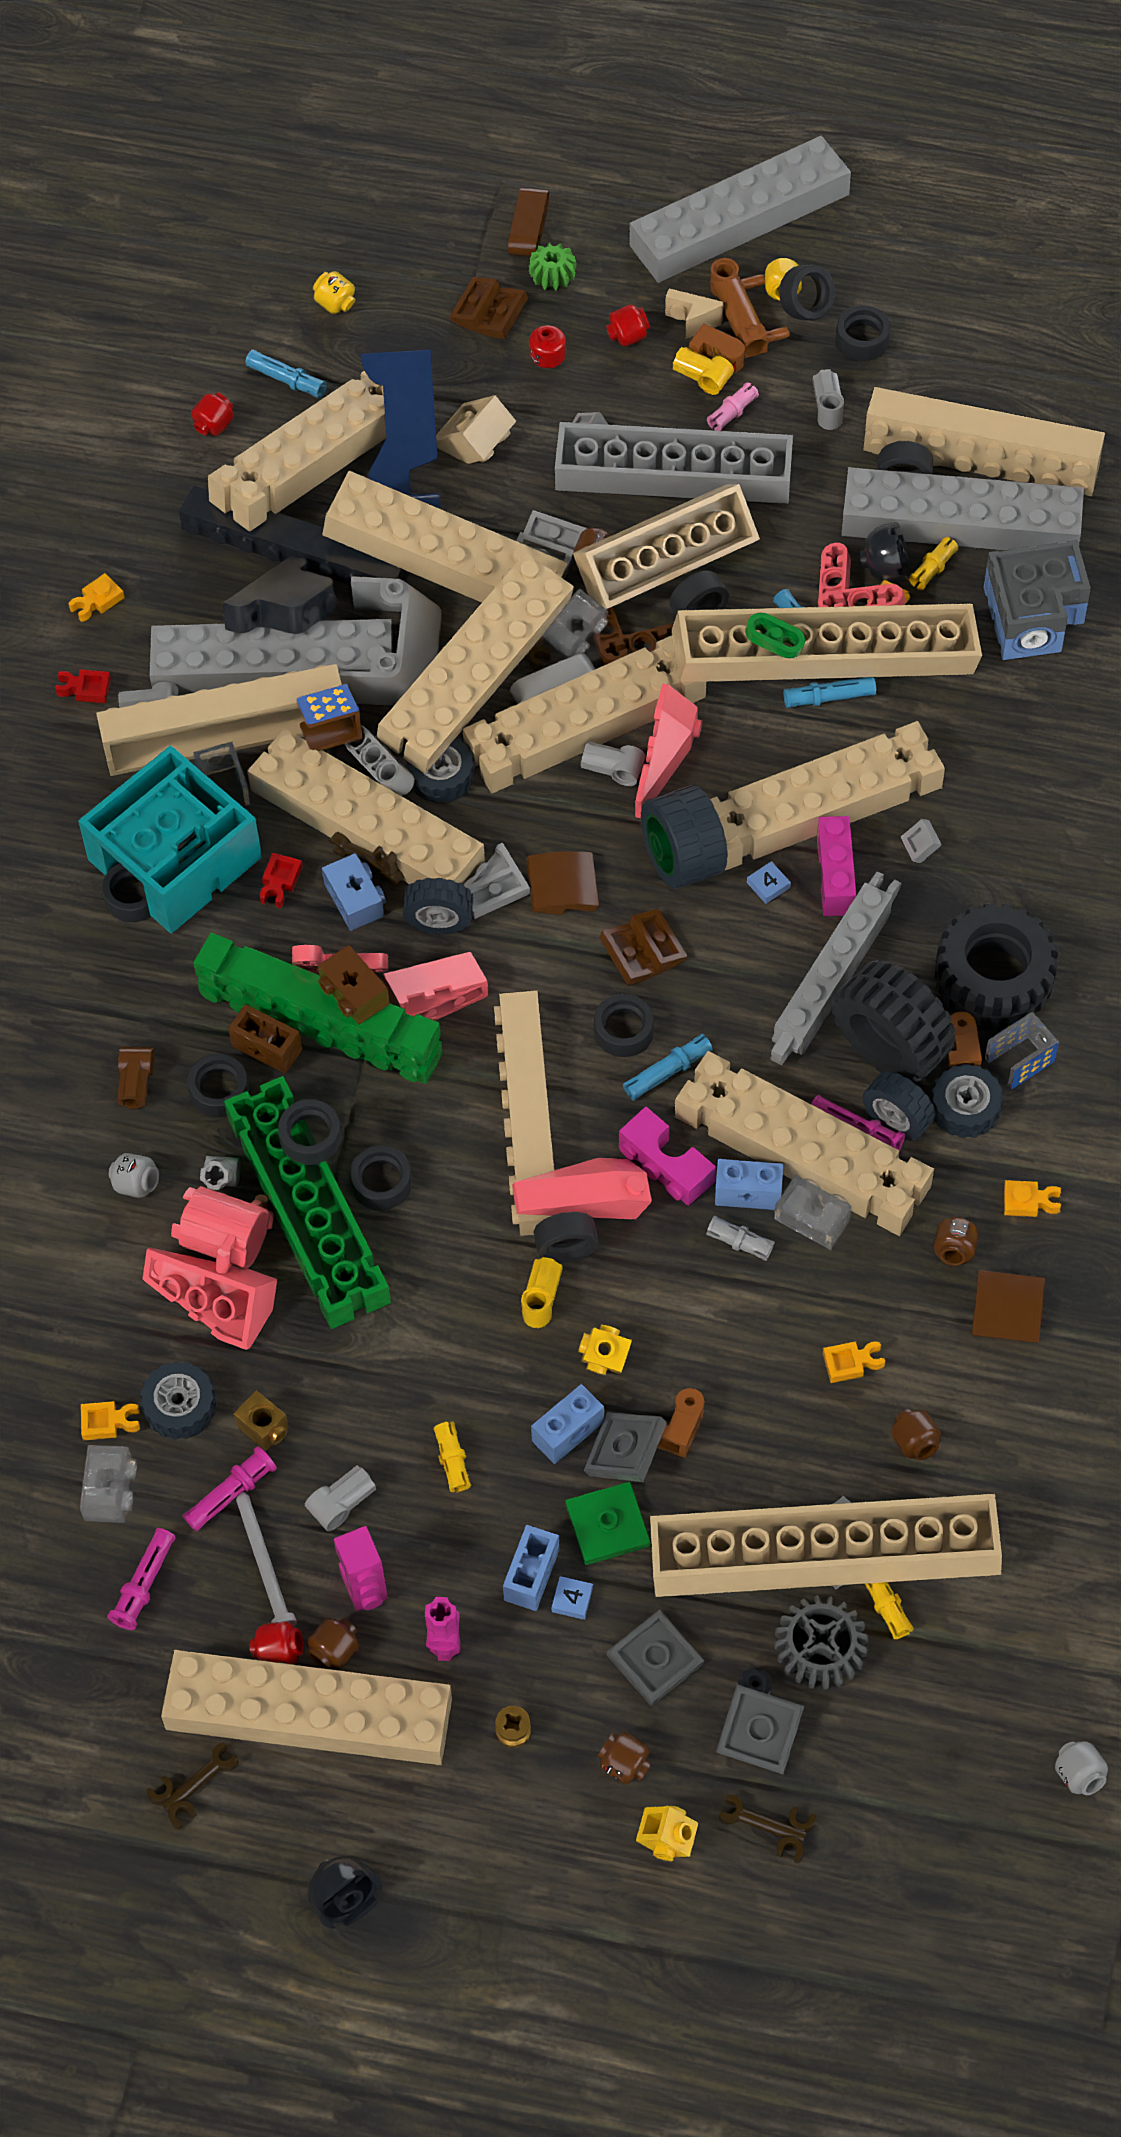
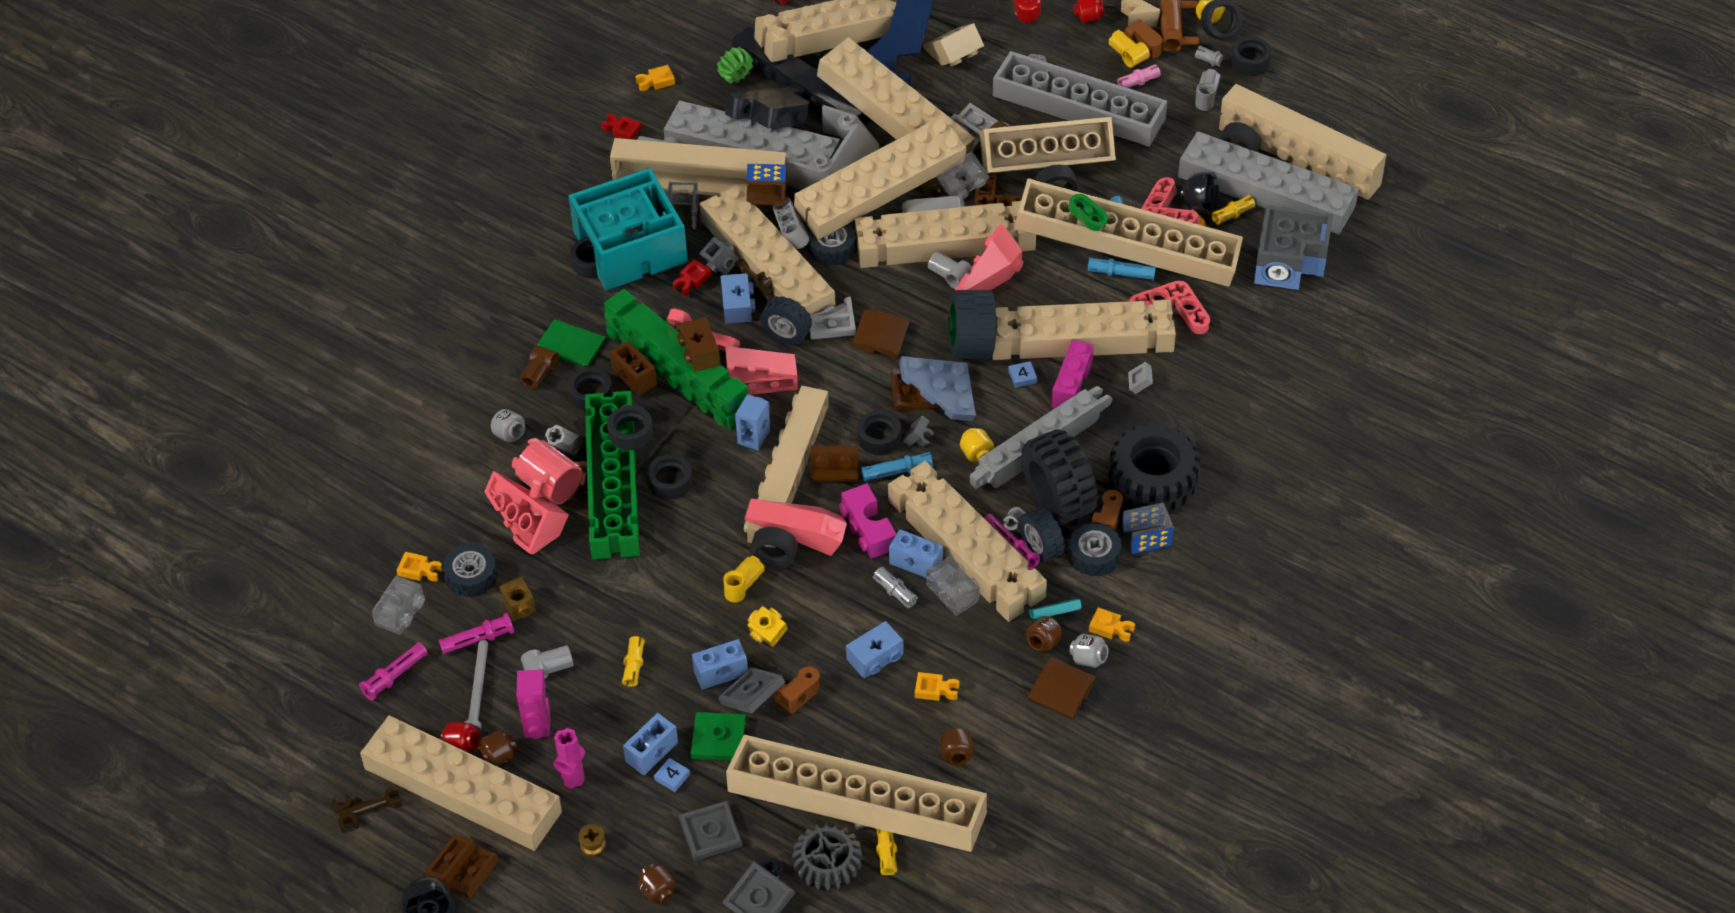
camera: 20 degrees right, 10 degrees down
(159, 1024) = (572, 343): none -> green piece
(199, 548) = (735, 65): none -> bright green gear
(306, 839) = (719, 256): none -> dark grey brick
(359, 1821) = (462, 865): none -> reddish brown slope
(460, 1066) = (752, 422): none -> medium blue brick
(588, 1091) = (834, 463): none -> reddish brown bracket
(672, 1009) = (917, 432): none -> dark grey tile
(676, 931) = (941, 383): none -> sand blue plate
(756, 1003) = (975, 444): none -> yellow head
(757, 1318) = (874, 650): none -> medium blue brick
(809, 349) = (1209, 56): none -> light grey pin
(849, 1088) = (1013, 517): none -> light grey pin
(920, 712) = (1179, 300): none -> coral beam
(954, 1201) = (1055, 609): none -> teal tile
(1021, 1245) = (1089, 650): none -> light grey head

